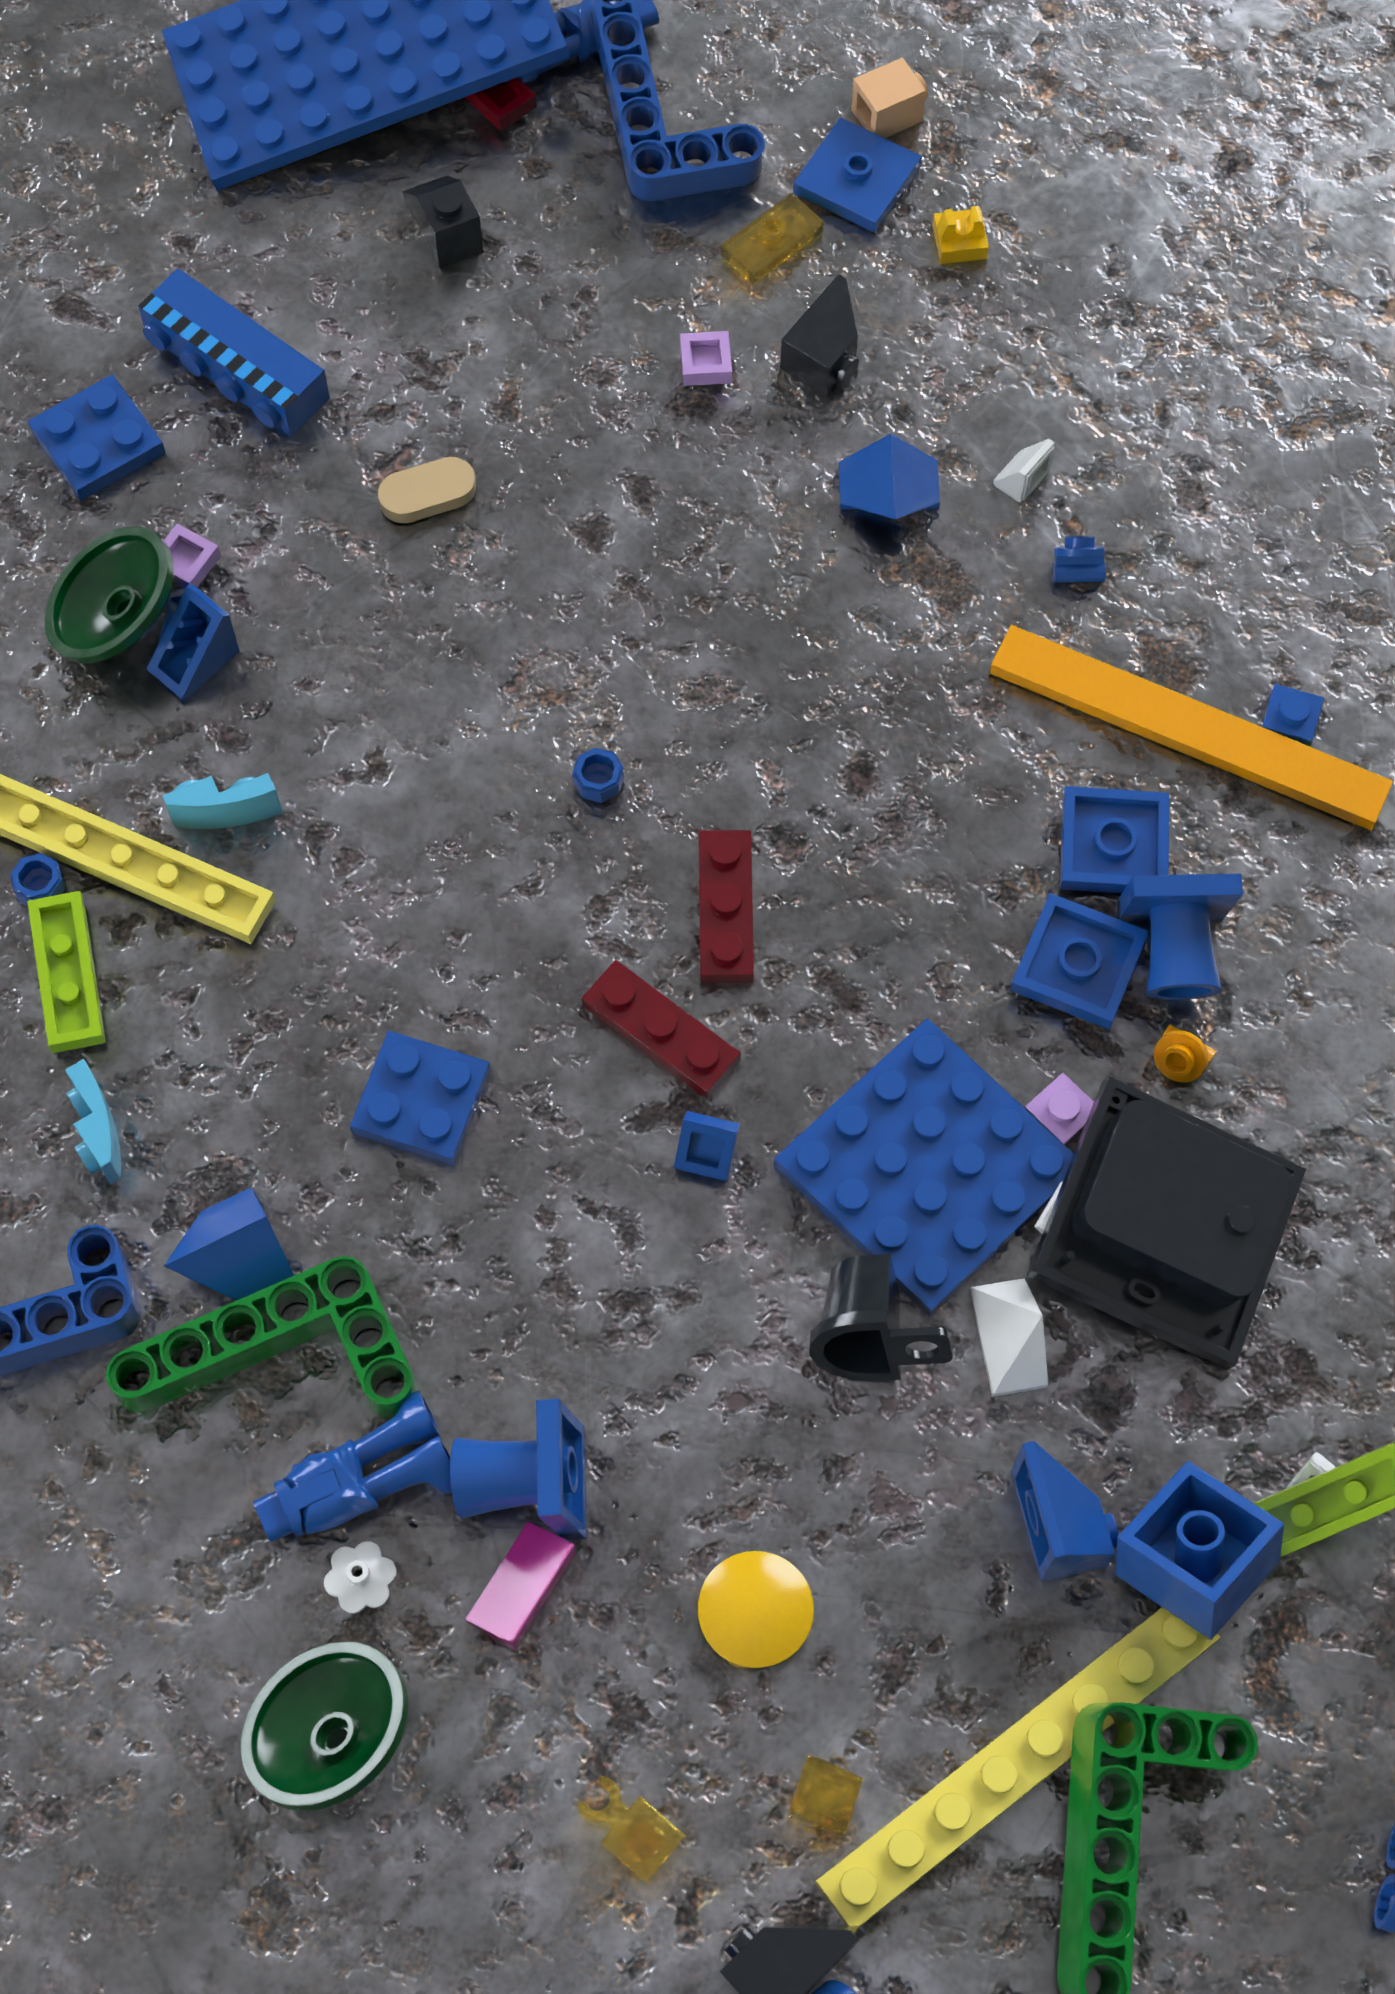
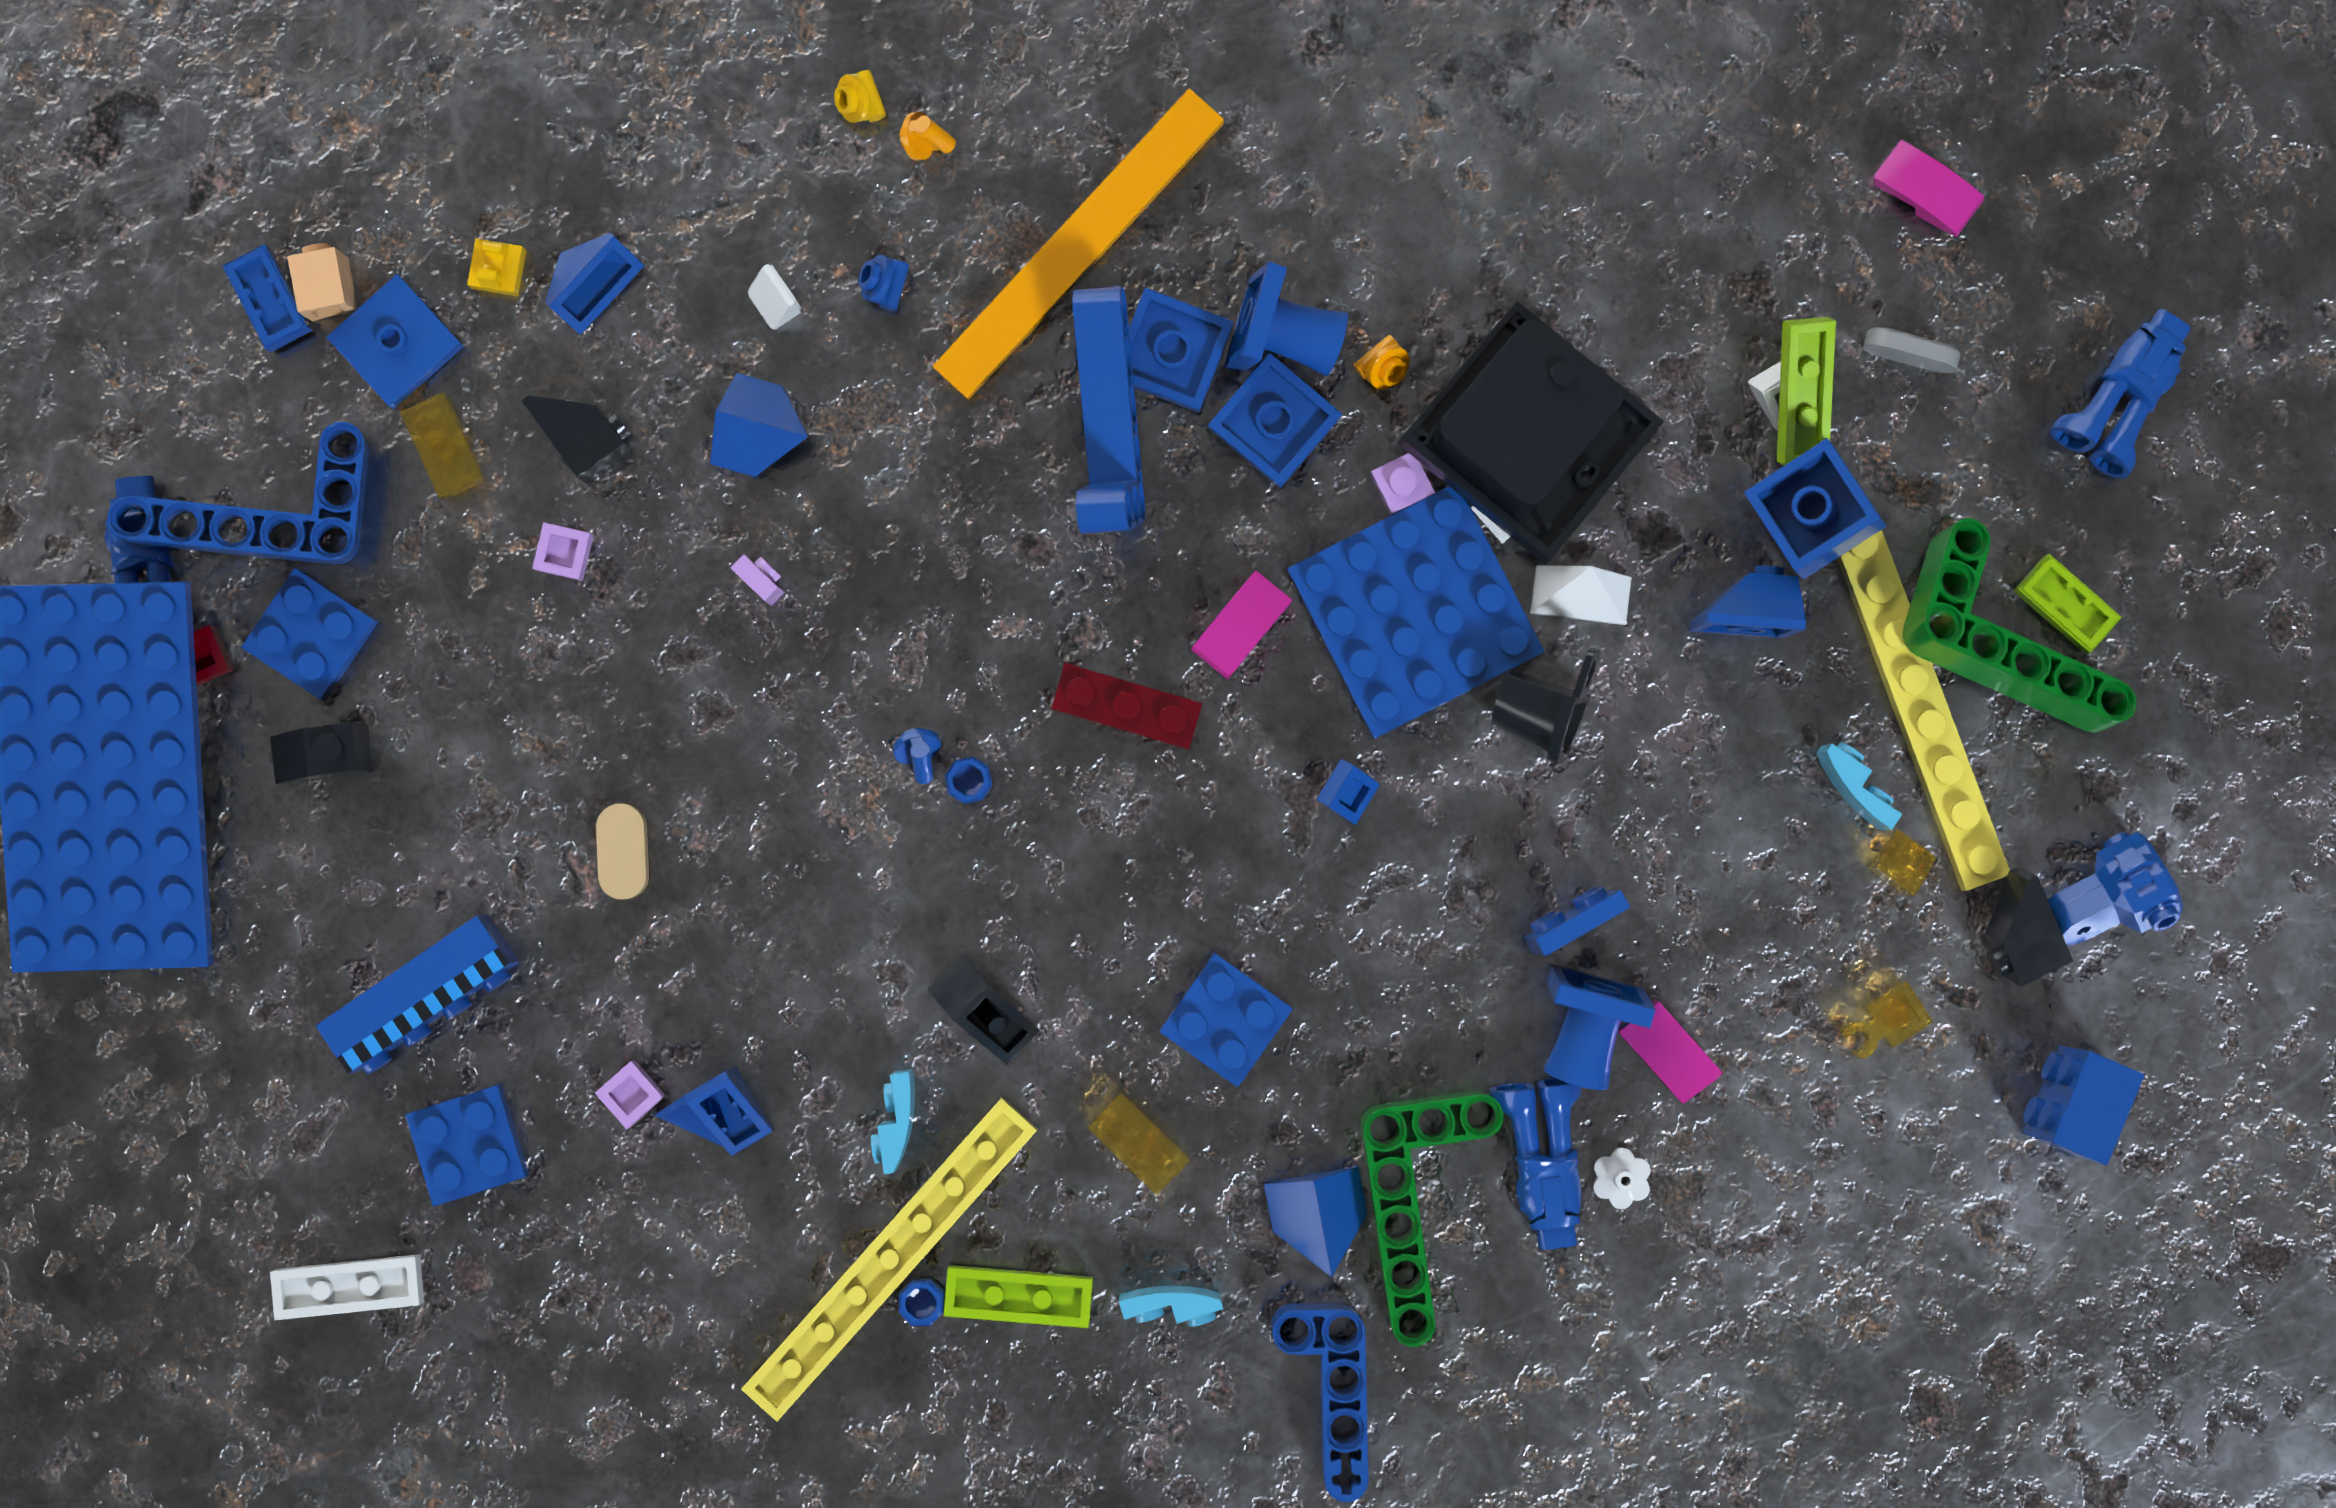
camera: 70 degrees left, 20 degrees up
(109, 595) = (659, 1174): dark green dish -> none
(261, 1044) = (1138, 1143): none -> clear yellow plate
(324, 1726) = (1733, 1261): dark green dish -> none
(360, 851) = (983, 1010): none -> black slope
(554, 181) = (309, 634): none -> blue plate
(614, 719) = (917, 748): none -> blue plate
(649, 1428) = (1590, 911): none -> blue plate
(661, 1029) = (1225, 797): dark red plate -> none
(738, 528) = (759, 577): none -> lavender plate
(755, 1609) = (1743, 871): yellow dish -> none
(851, 988) = (1241, 624): none -> dark pink slope
(860, 54) = (267, 298): none -> blue plate
(905, 1695) = (1848, 775): none -> medium azure slope
(977, 313) = (590, 279): none -> blue slope
(1019, 792) = (1109, 410): none -> blue beam
(1200, 1902) = (2067, 604): none -> lime plate
(1237, 552) = (923, 136): none -> light orange plate
(1253, 489) = (858, 98): none -> yellow plate
(1293, 713) = (1096, 150): blue plate -> none

